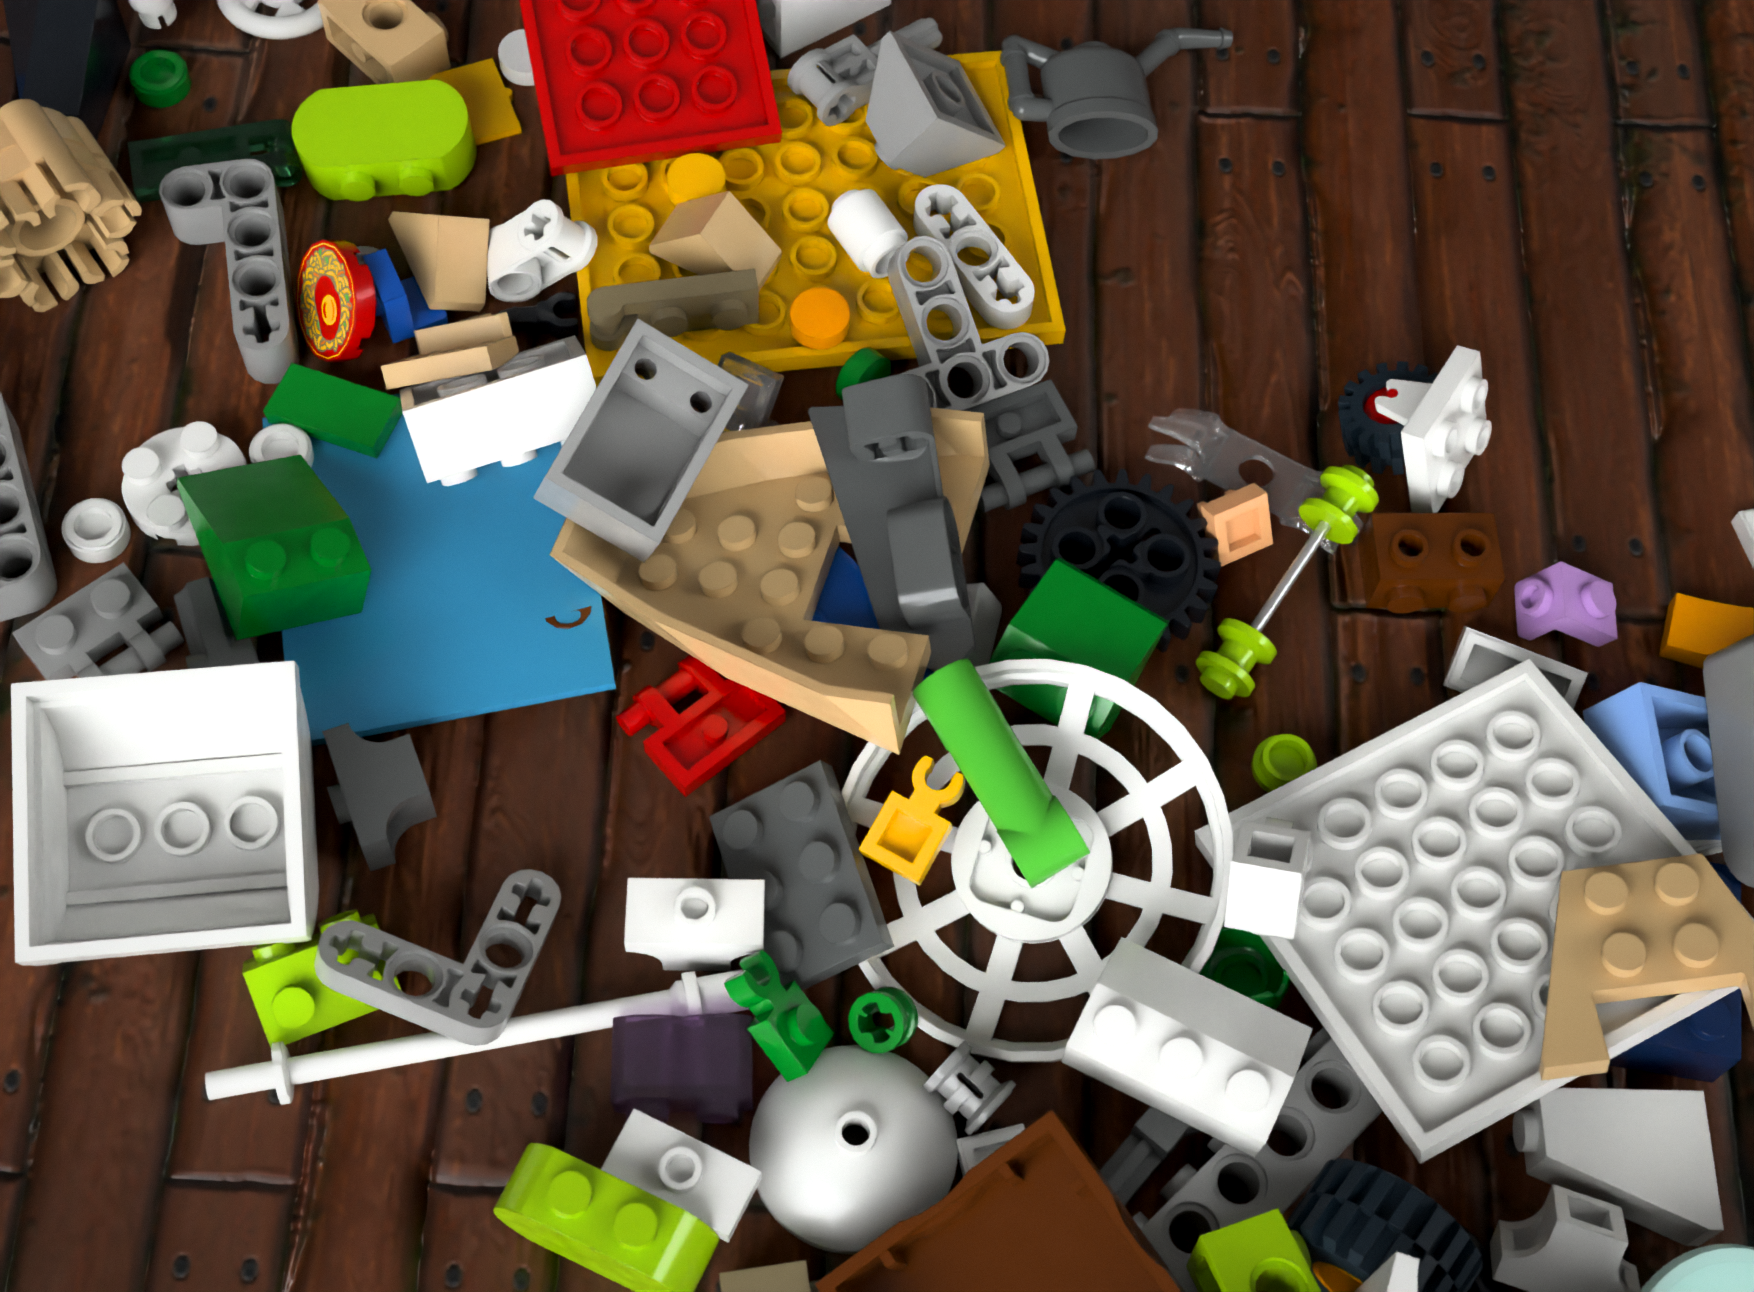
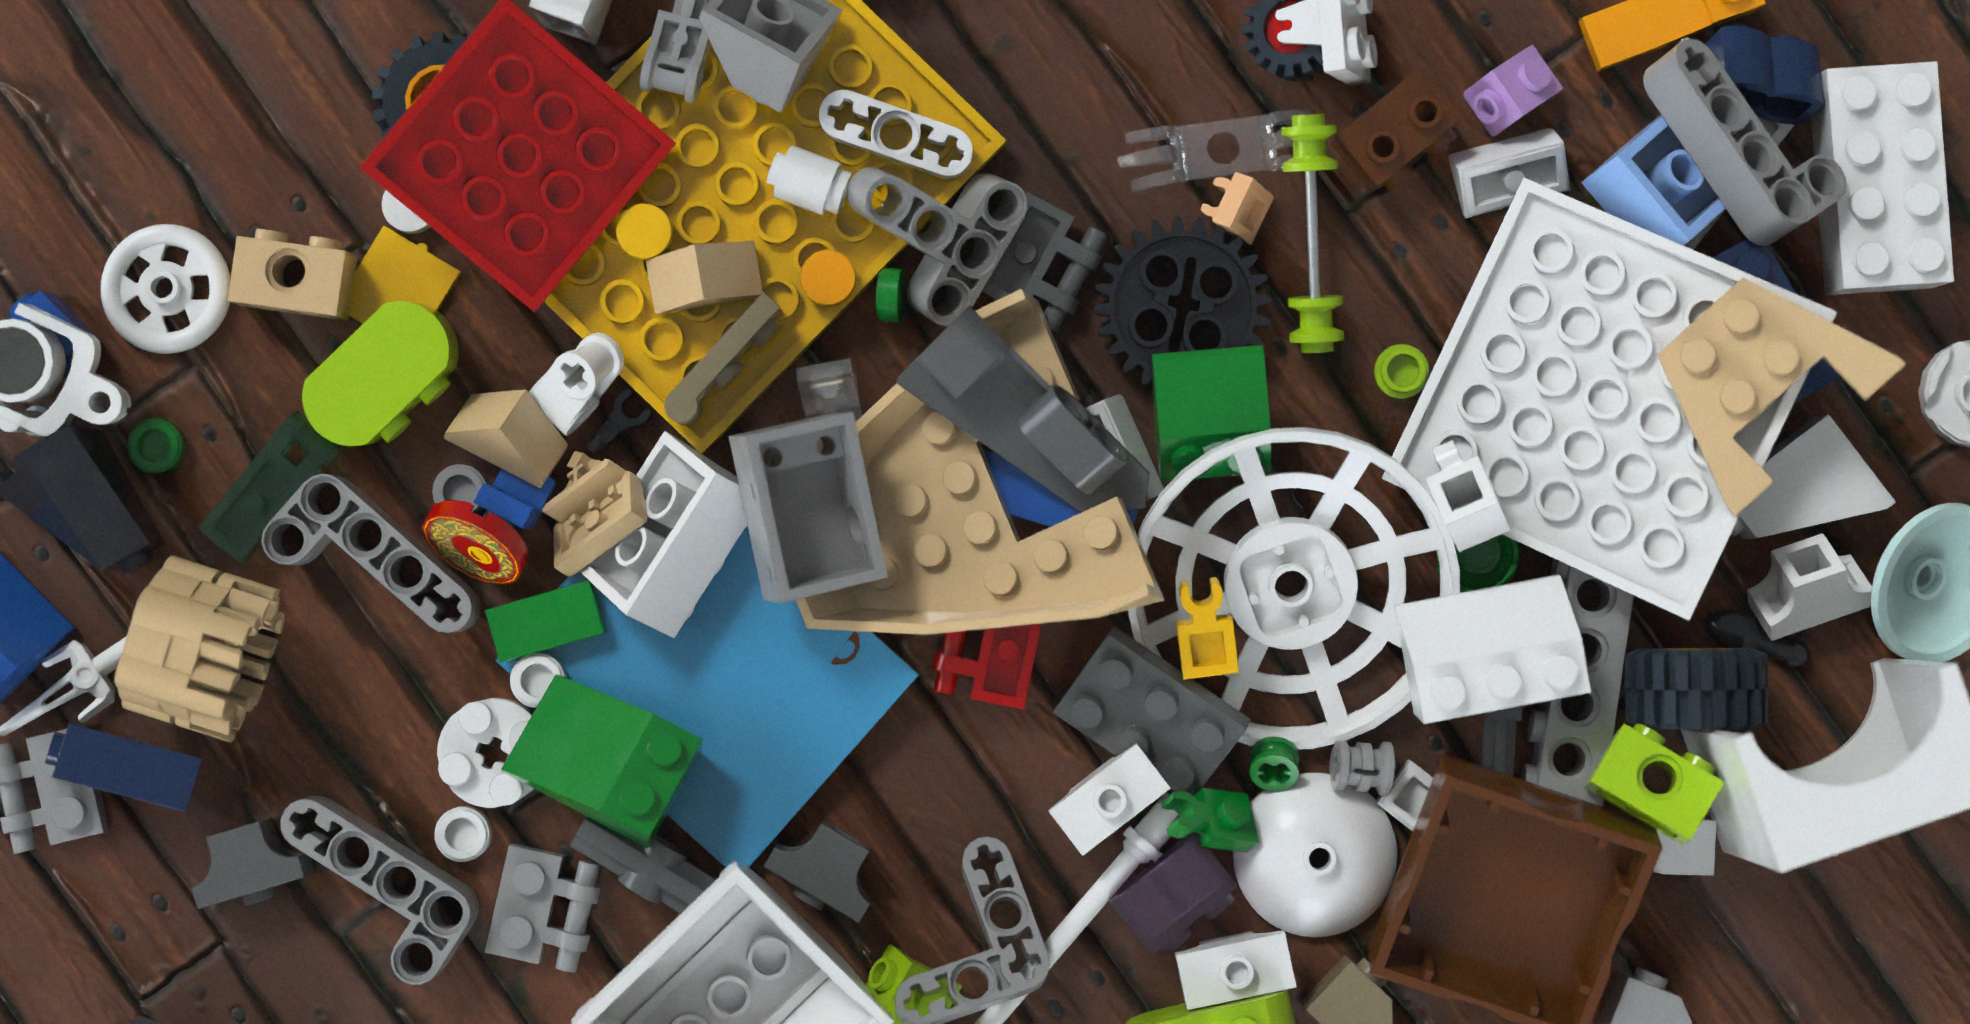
camera: 30 degrees left, 25 degrees up
(1000, 772) = (1287, 581): bright green piece -> none

